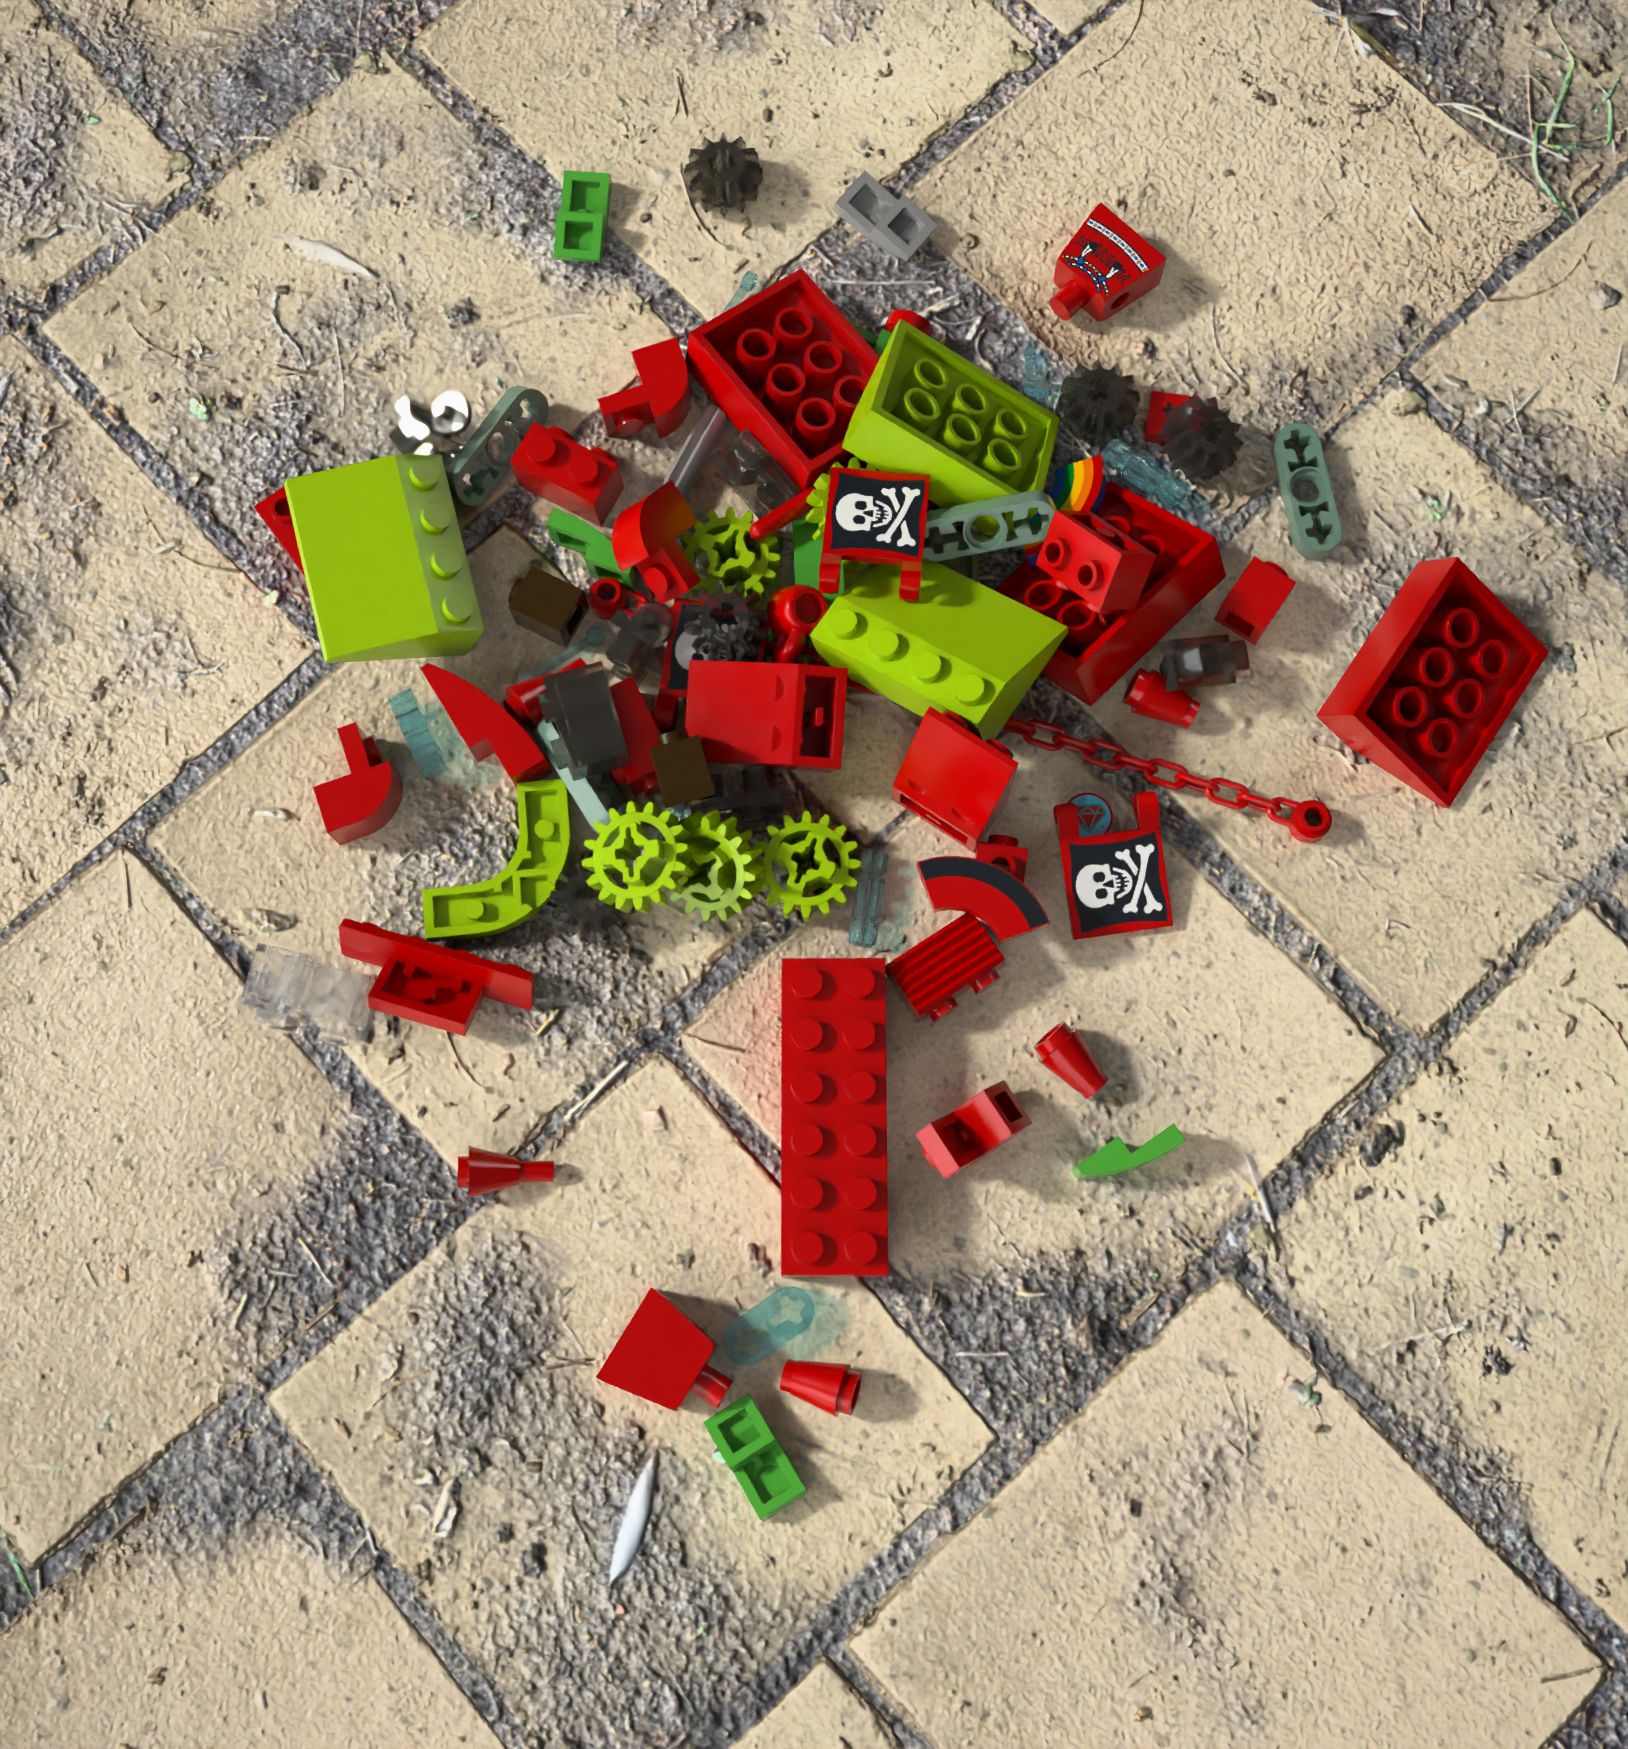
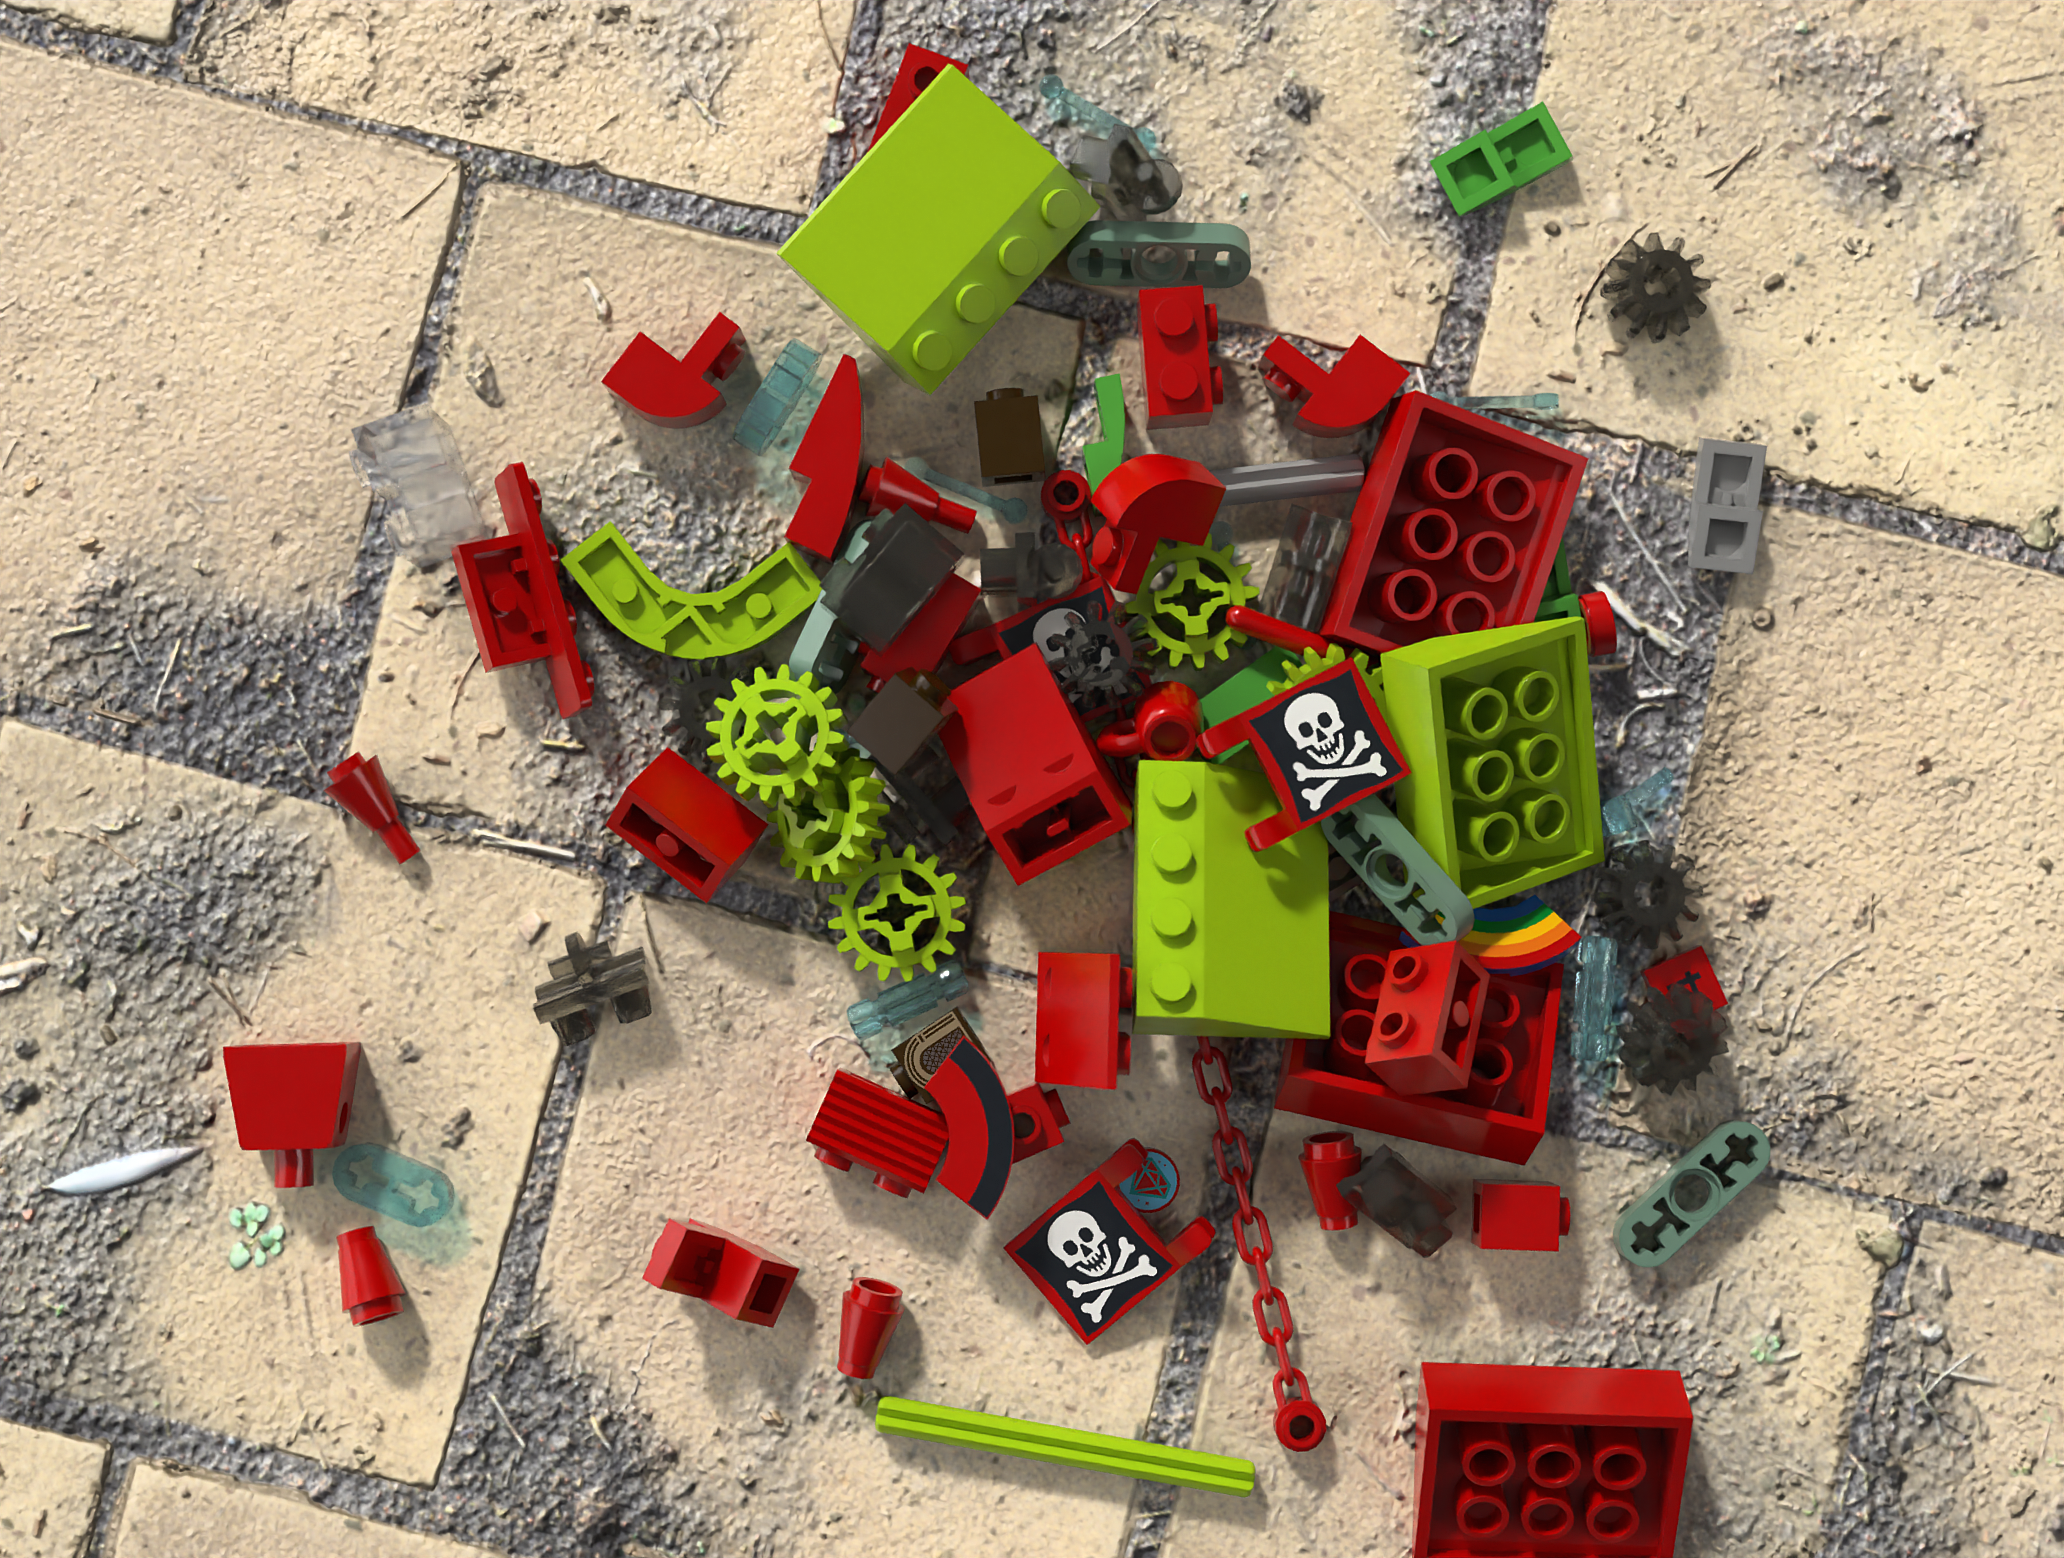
camera: 50 degrees right, 10 degrees up
(346, 449) = (1053, 87): none -> clear light blue hinge
(656, 963) = (692, 823): none -> red brick
(729, 1078) = (589, 978): none -> clear smoke hips
(755, 1457) = (255, 1255): bright green slope -> none
(833, 1118) = (642, 1117): red brick -> none
(911, 903) = (927, 1050): none -> brick
(1104, 268) = (1818, 798): red torso -> none
(1117, 1158) = (784, 1436): bright green slope -> none
(1231, 982) = (1065, 1446): none -> lime axle

